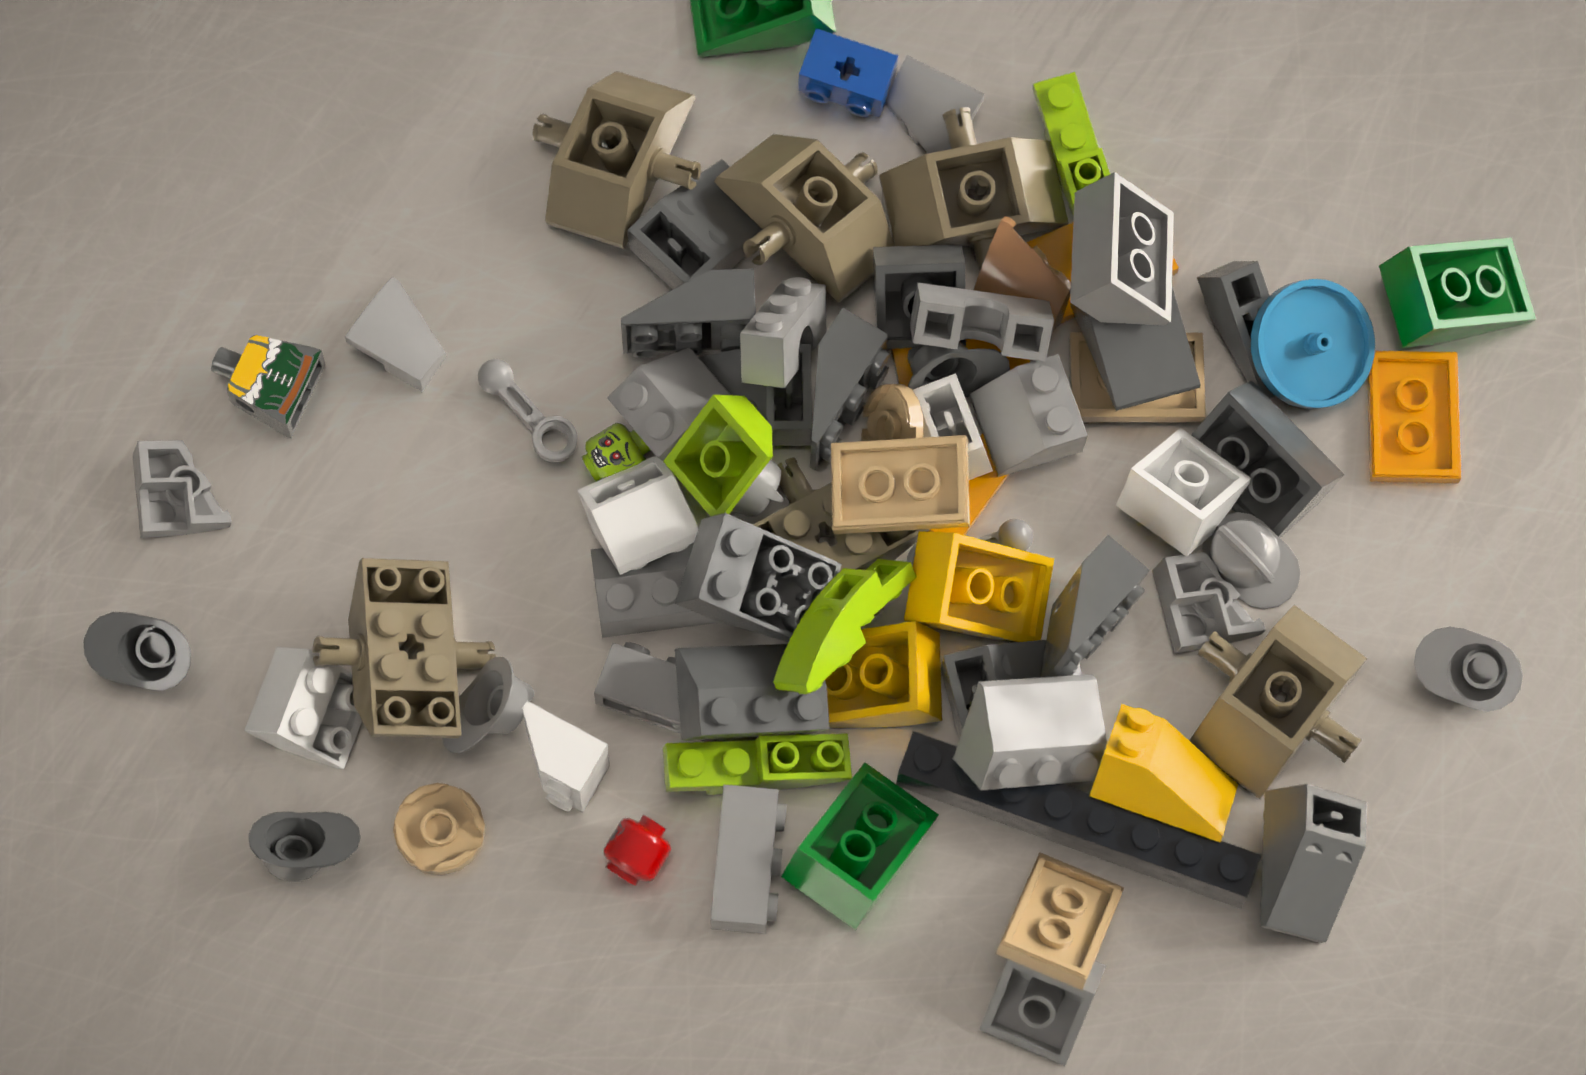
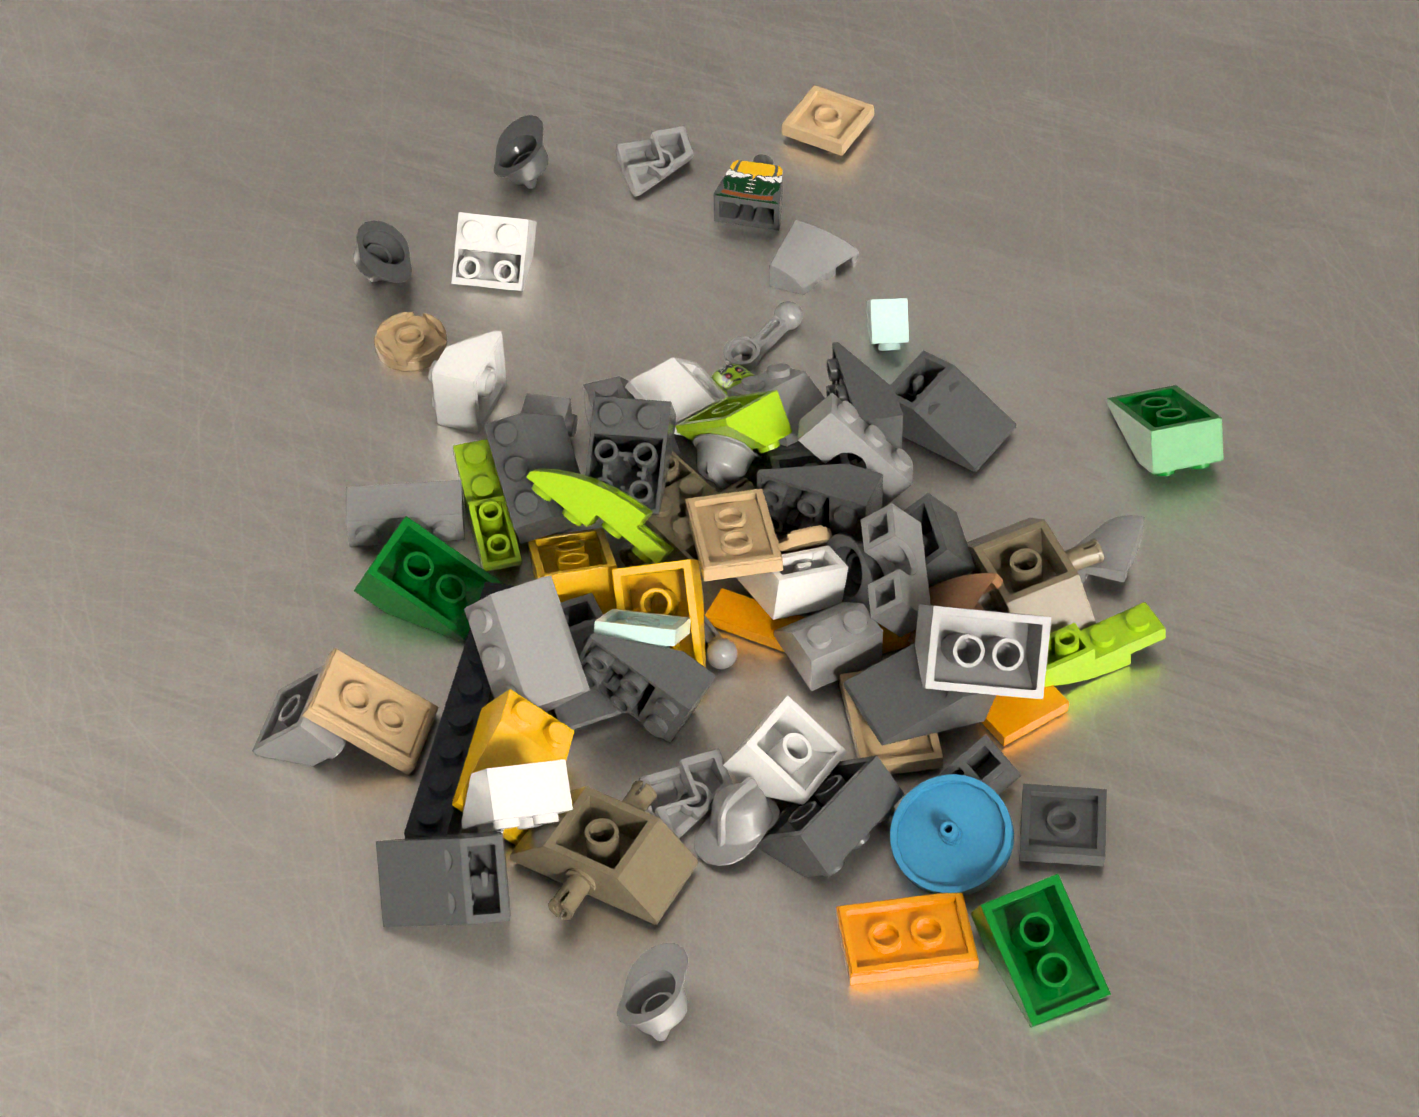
camera: 85 degrees right, 25 degrees down
(149, 268) = (828, 120): none -> tan plate
(404, 649) = (573, 275): dark tan slope -> none
(490, 705) = (520, 350): light grey piece -> none
(530, 264) = (888, 322): none -> light aqua slope
(614, 156) = (1002, 348): dark tan slope -> none
(637, 850) = (404, 447): red head -> none
(810, 209) = (979, 468): dark tan slope -> none
(832, 58) = (1117, 482): blue brick -> none
(1028, 601) = (643, 627): none -> light aqua plate
(1249, 763) = (517, 796): none -> white slope
(1301, 233) = (1063, 825): none -> dark grey plate

